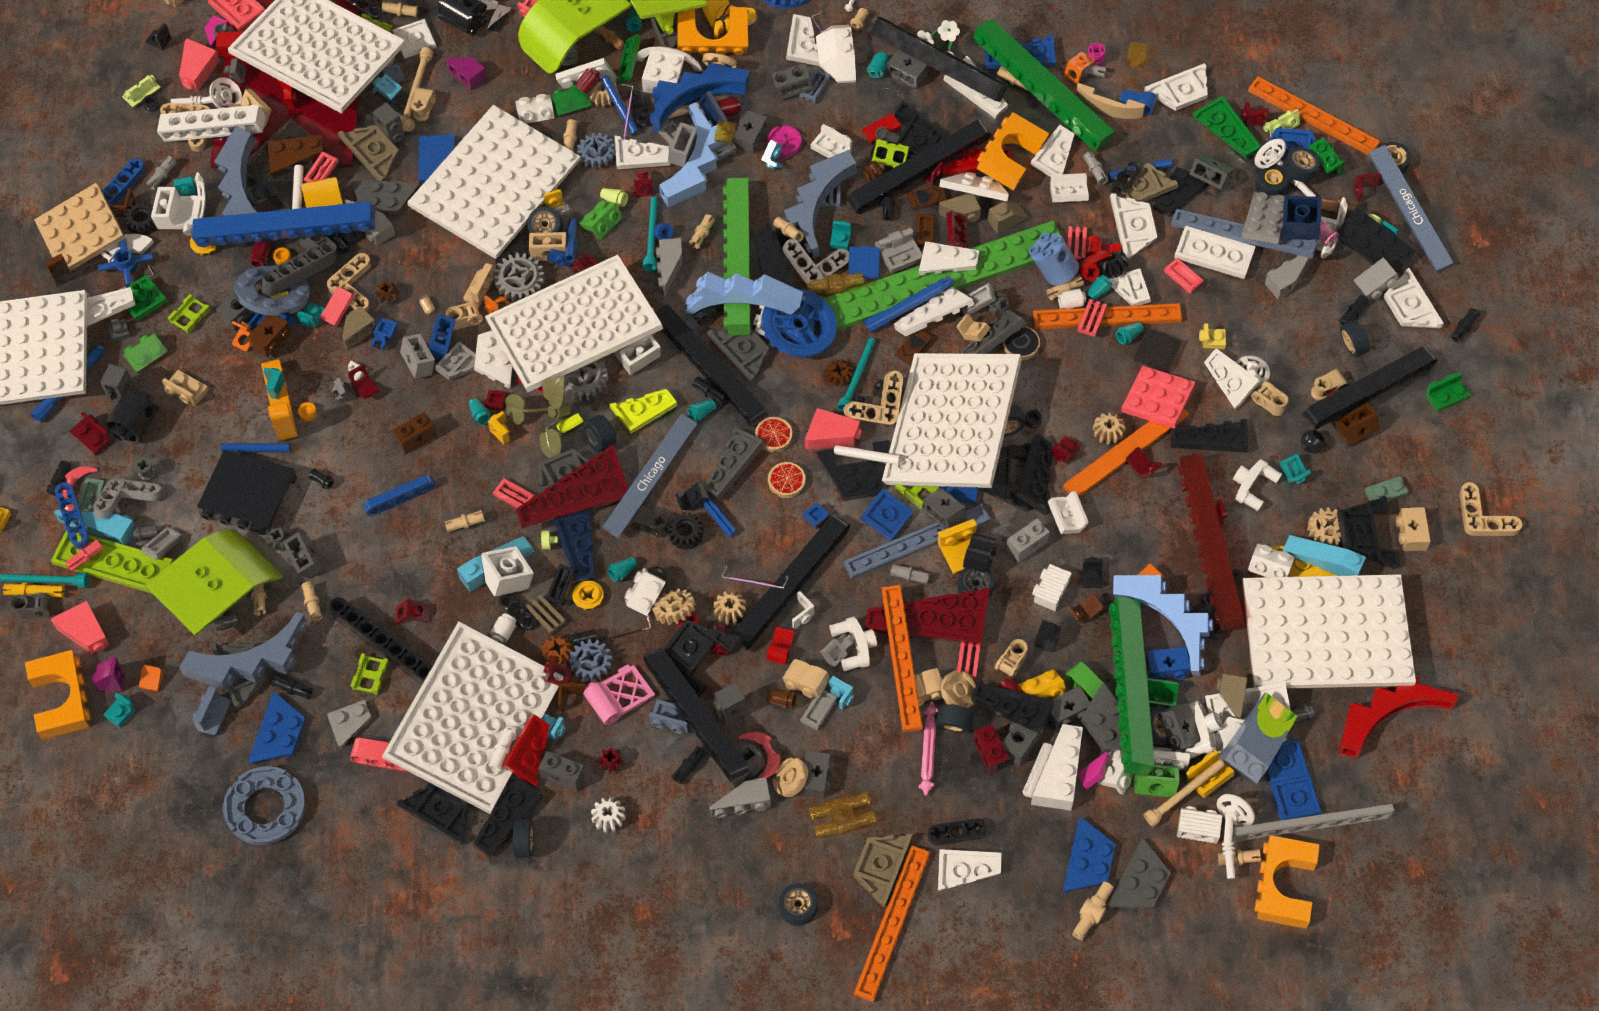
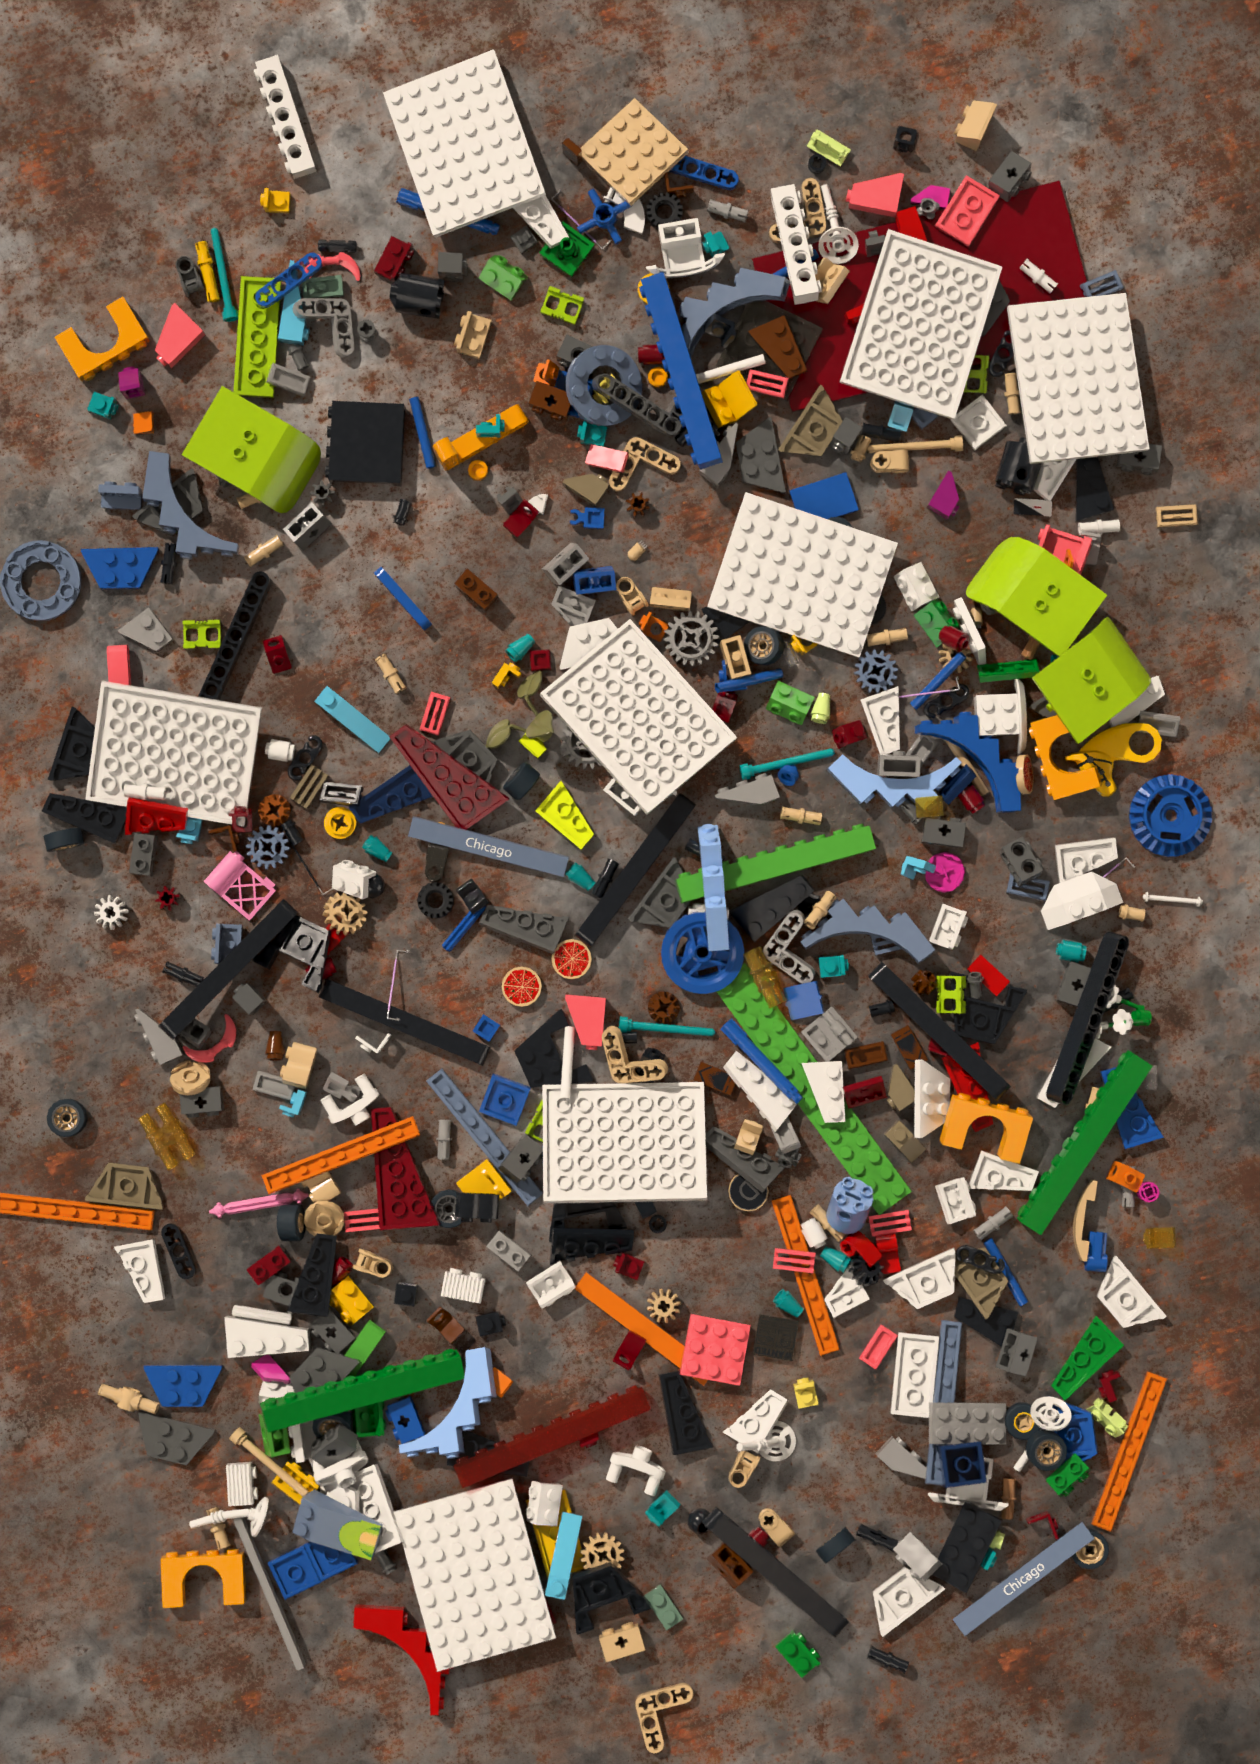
camera: 75 degrees right, 25 degrees up
(84, 555) = (251, 308): coral axle -> none
(506, 571) = (338, 735): white slope -> none
(547, 539) = (389, 764): yellowish green tile -> none
(722, 607) = (361, 962): tan gear -> none
(780, 647) = (331, 1029): red panel -> none
(1232, 692) = (377, 1492): dark tan slope -> none
(1327, 233) = (961, 1493): bright pink bush -> none

